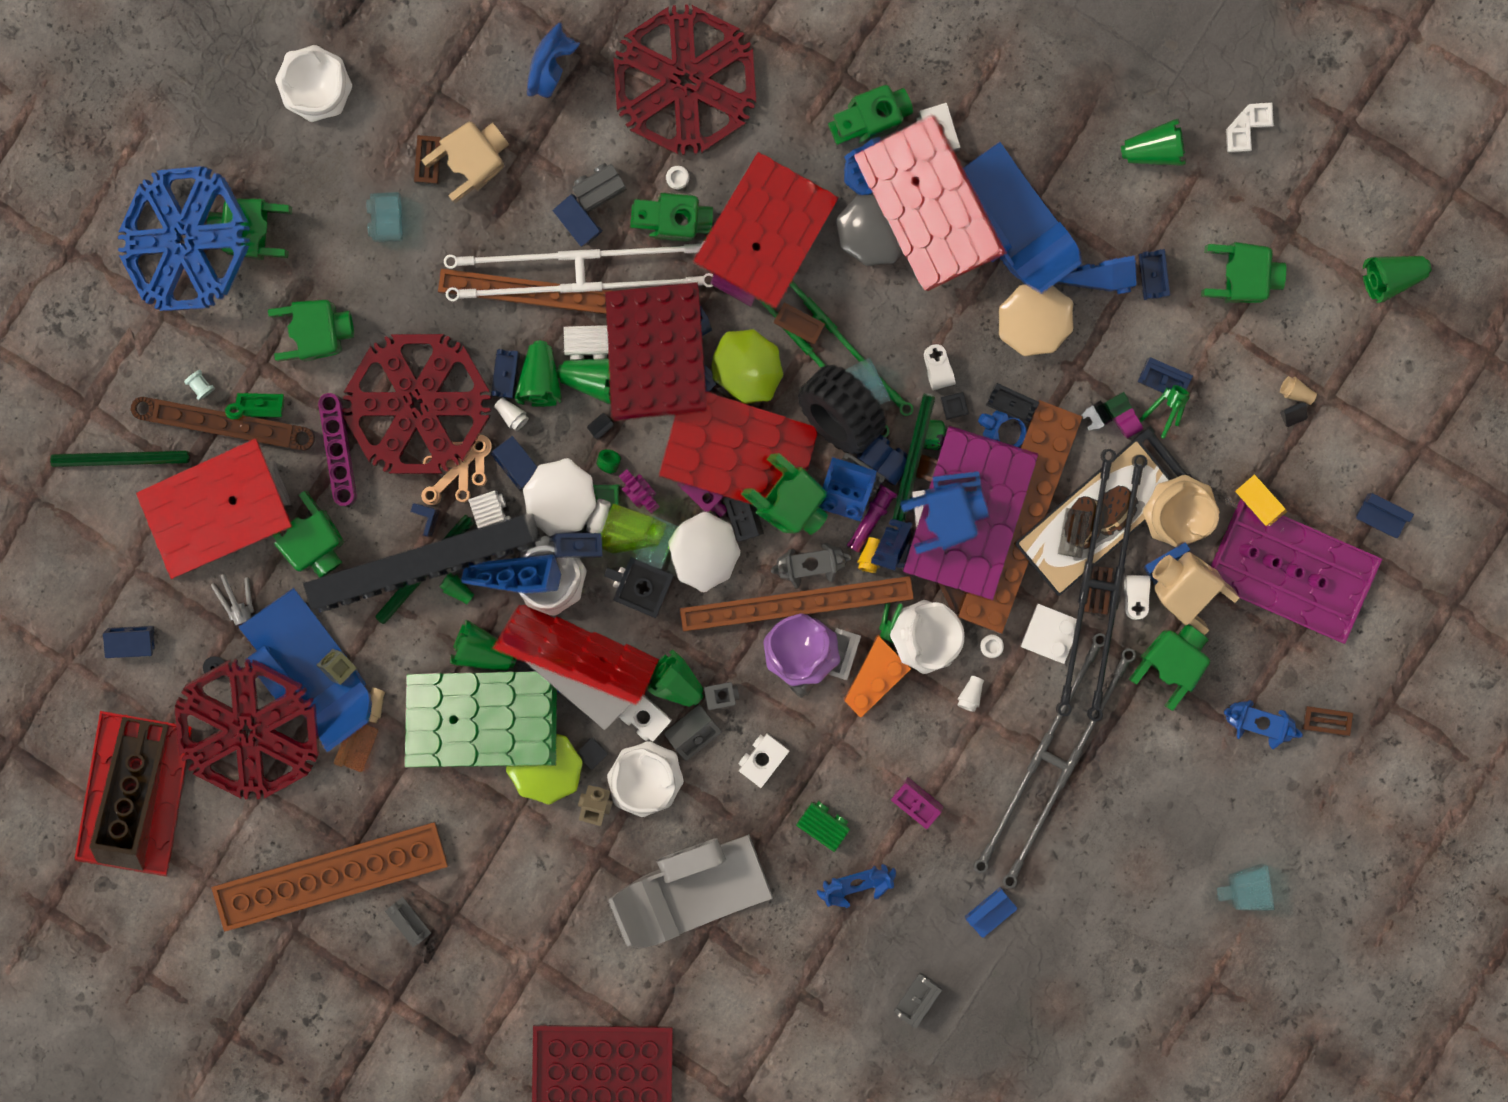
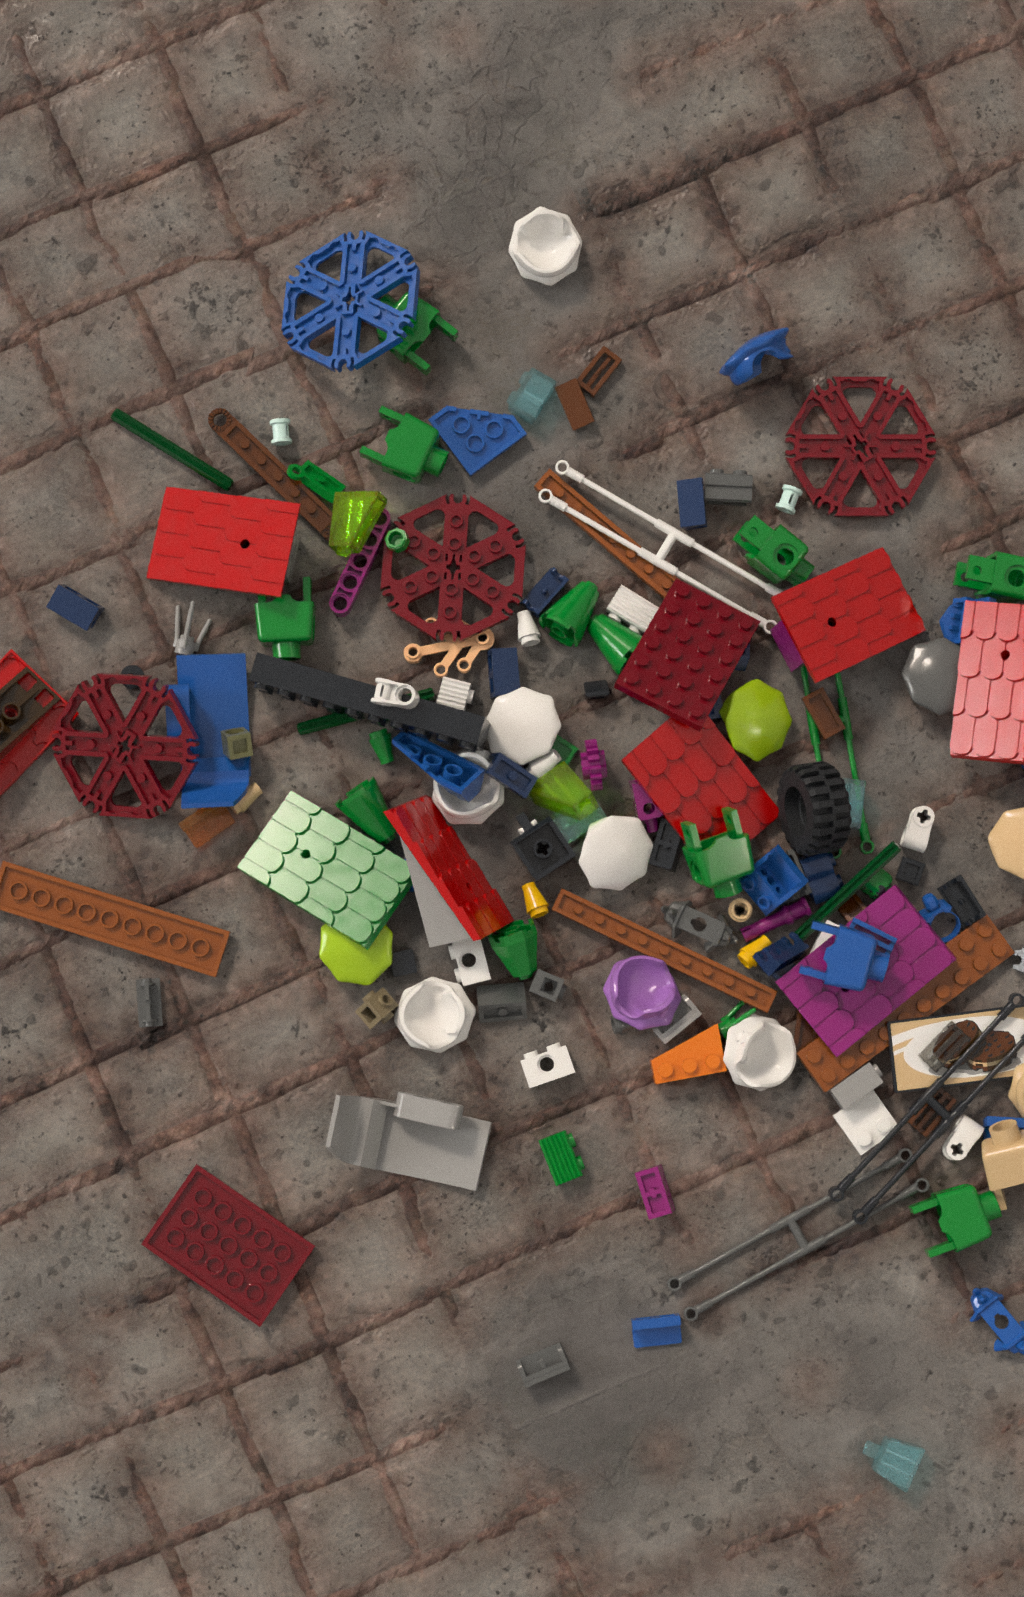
camera: 30 degrees right, 5 degrees down
(309, 420) = (354, 519): none -> clear neon green slope
(355, 412) = (397, 540): none -> green tile
(362, 280) = (476, 435): none -> blue plate
(426, 200) = (575, 404): none -> reddish brown tile
(429, 512) = (402, 664): dark blue panel -> none
(434, 546) = (390, 694): none -> white piece
(471, 154) = (640, 391): tan piece -> none
(608, 461) = (583, 723): green tile -> none
(655, 163) = (788, 499): none -> light aqua bush
(665, 633) = (534, 901): none -> yellow cone
(677, 177) = (799, 524): white tile -> none
(836, 891) = (575, 1232): blue piece -> none
(843, 534) = (746, 907): none -> tan cone
(971, 694) = (762, 1129): white cone -> none
(992, 646) = (808, 1099): white tile -> none
(1024, 610) = (856, 1085): none -> light grey brick

